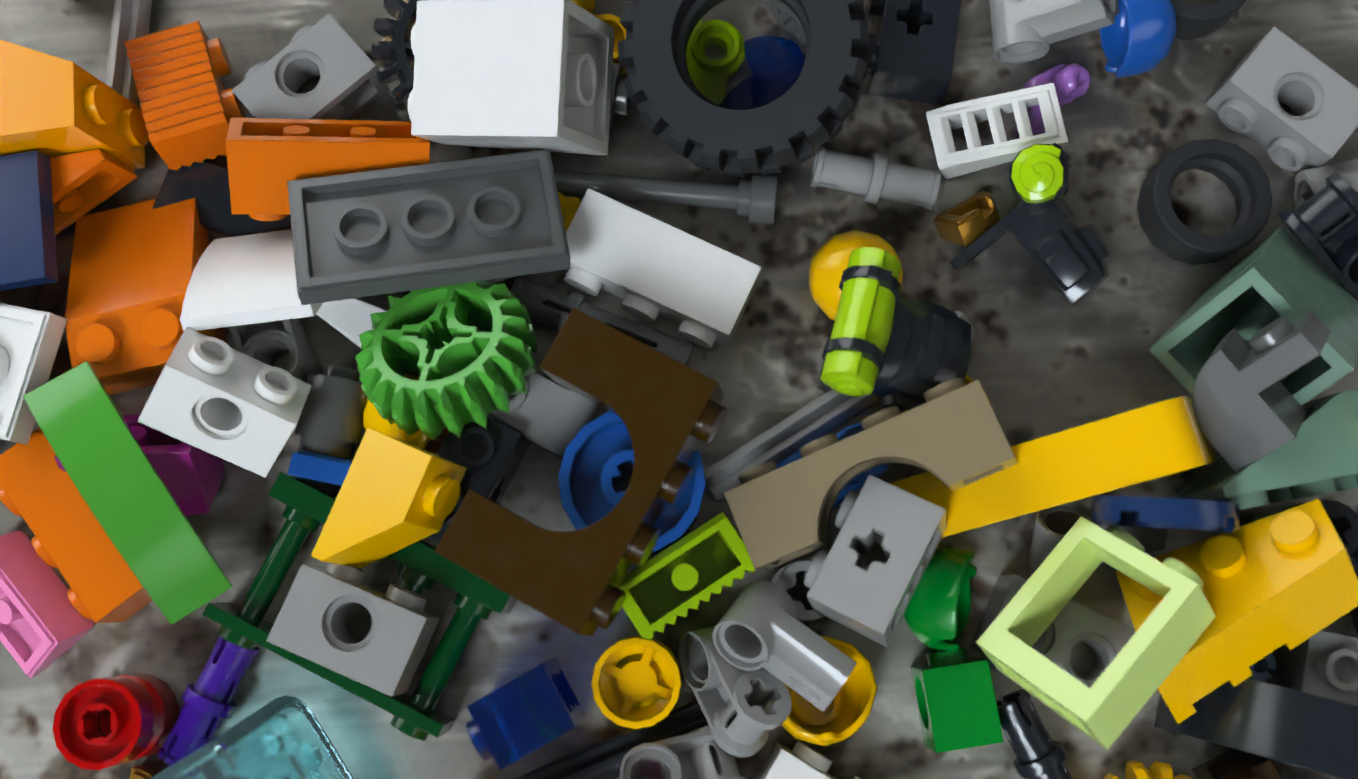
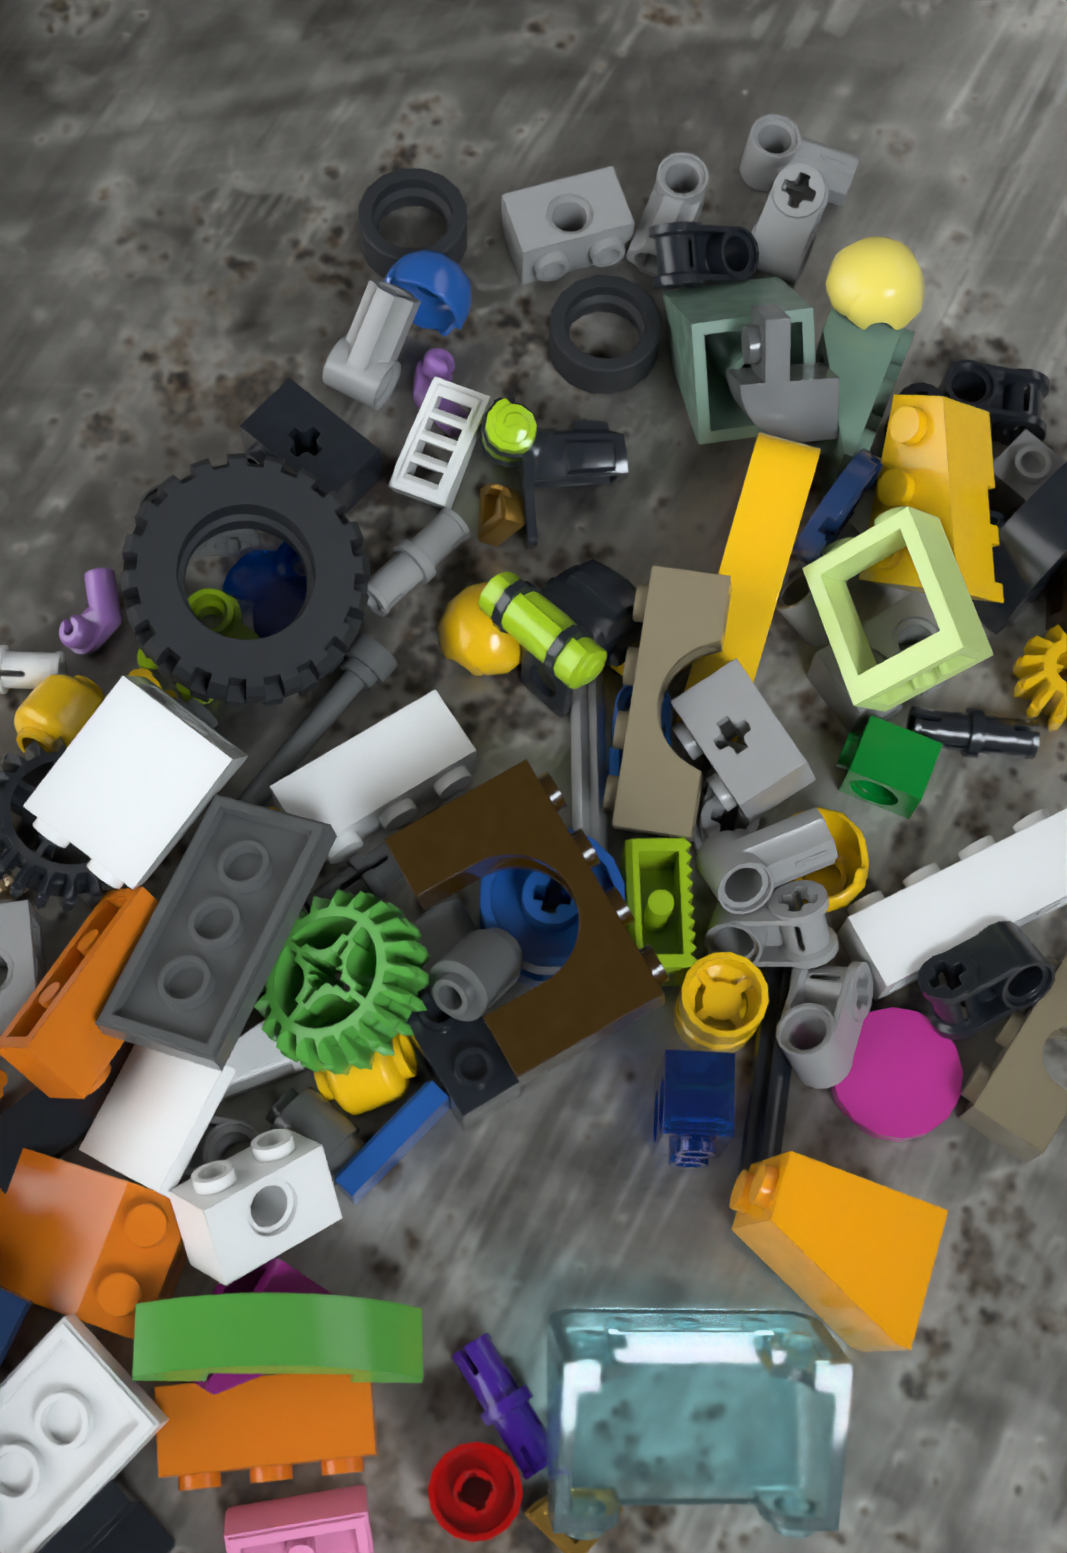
camera: 65 degrees left, 10 degrees down
(315, 628) = (509, 1245): light grey brick -> none
(388, 501) = (443, 1100): yellow slope -> none
(418, 570) = (448, 1174): dark green fence -> none
(516, 458) = (476, 973): none -> dark grey brick
(942, 599) = (805, 722): green hair -> none

